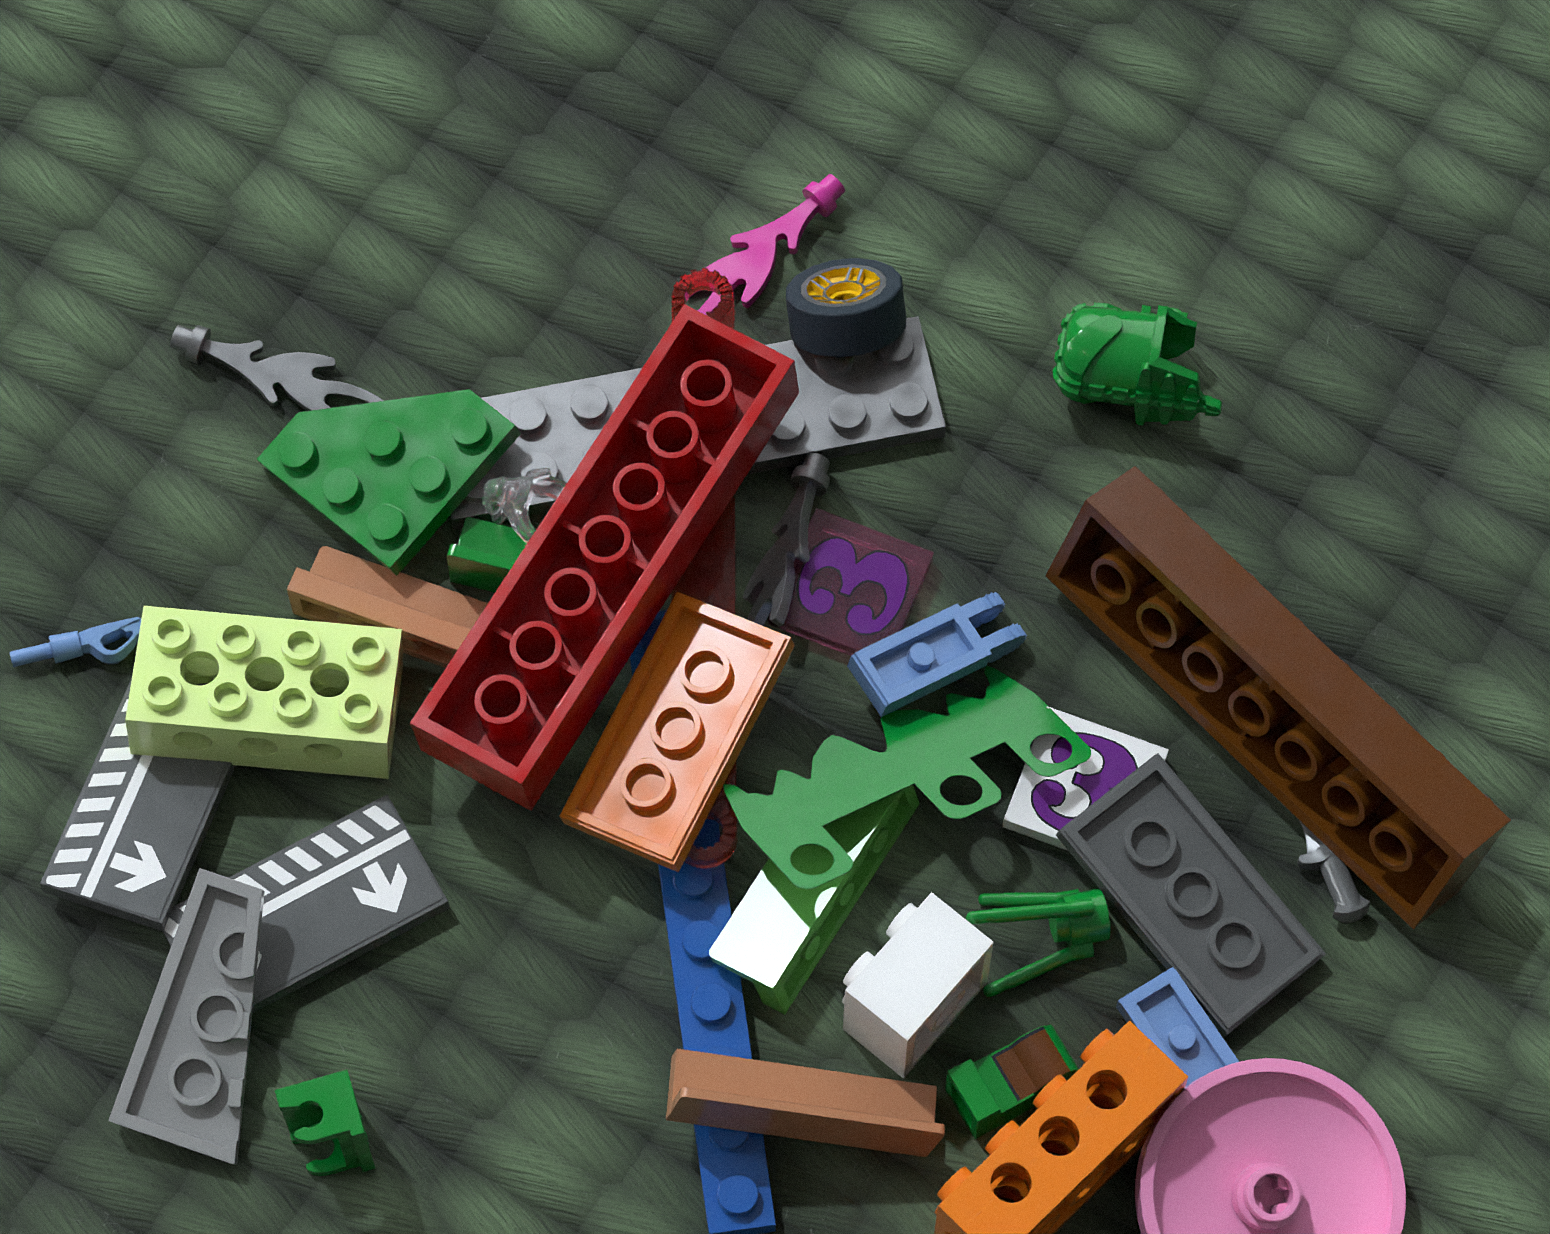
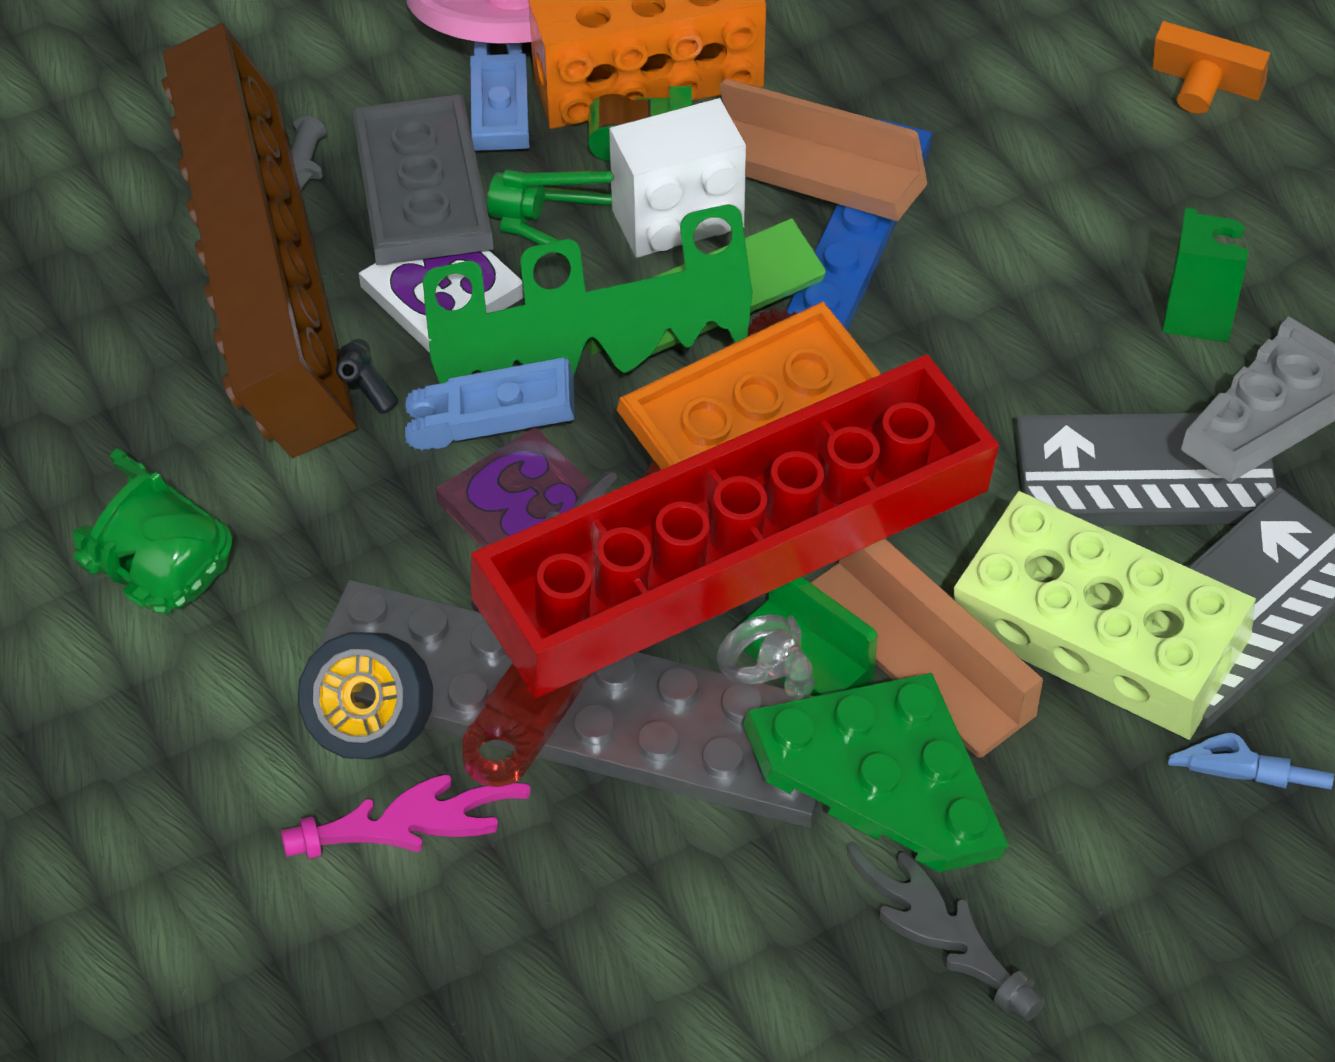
camera: 150 degrees left, 15 degrees down
(1084, 625) = (356, 366): none -> black piece

